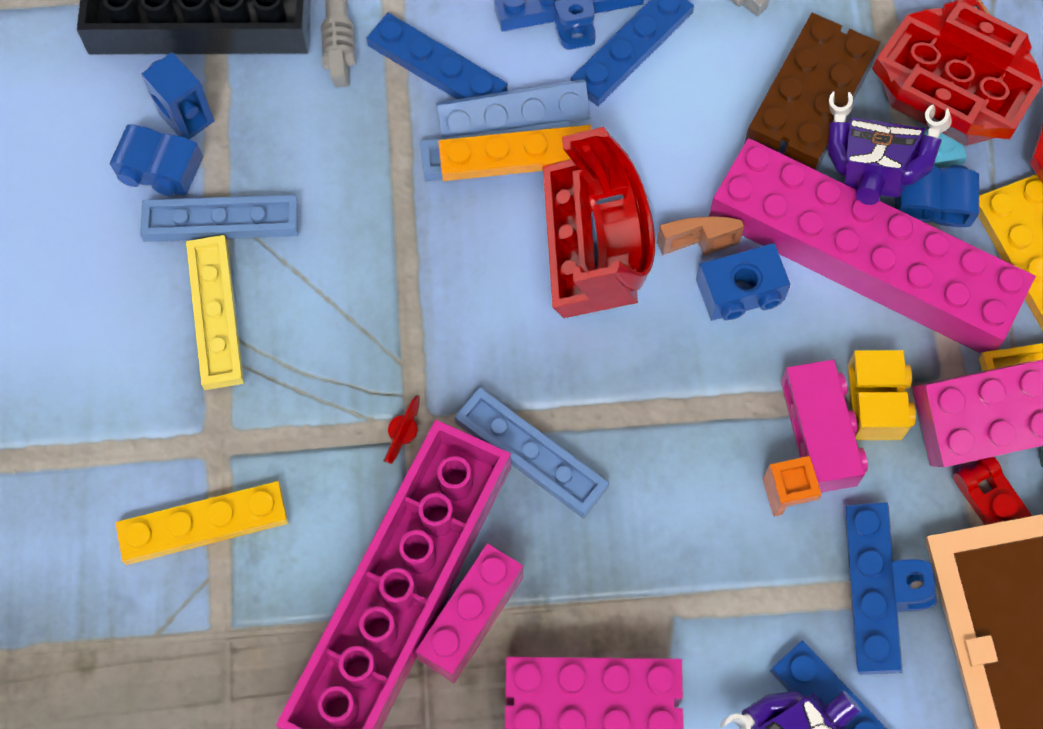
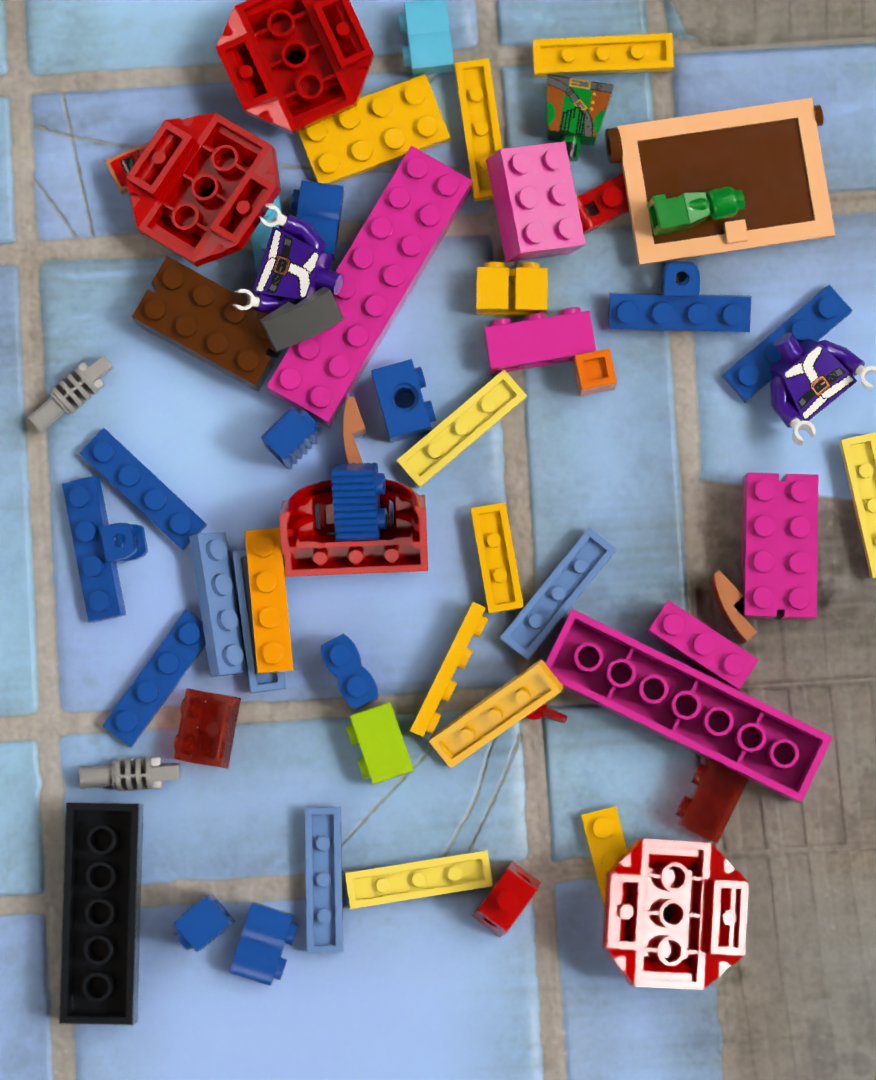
camera: 90 degrees left, 15 degrees up
(107, 582) = (706, 921): none -> piece
(181, 393) = (506, 899): none -> red torso
(283, 624) = (711, 801): none -> clear red bracket
(363, 269) = (380, 744): none -> lime brick
(382, 100) = (206, 728): none -> clear red bracket
(392, 379) = (496, 713): none -> yellow plate
(447, 232) = (345, 664): none -> blue brick
(454, 340) = (443, 684): none -> yellow plate
(529, 643) = (726, 596): none -> nougat slope
(570, 385) = (497, 558): none -> yellow plate
(626, 228) = (357, 501): none -> blue brick
(693, 165) = (291, 436): none -> blue brick
(716, 347) = (461, 428): none -> light yellow plate
(824, 158) = (302, 321): none -> dark grey slope
(1003, 592) = (690, 209): none -> green piece

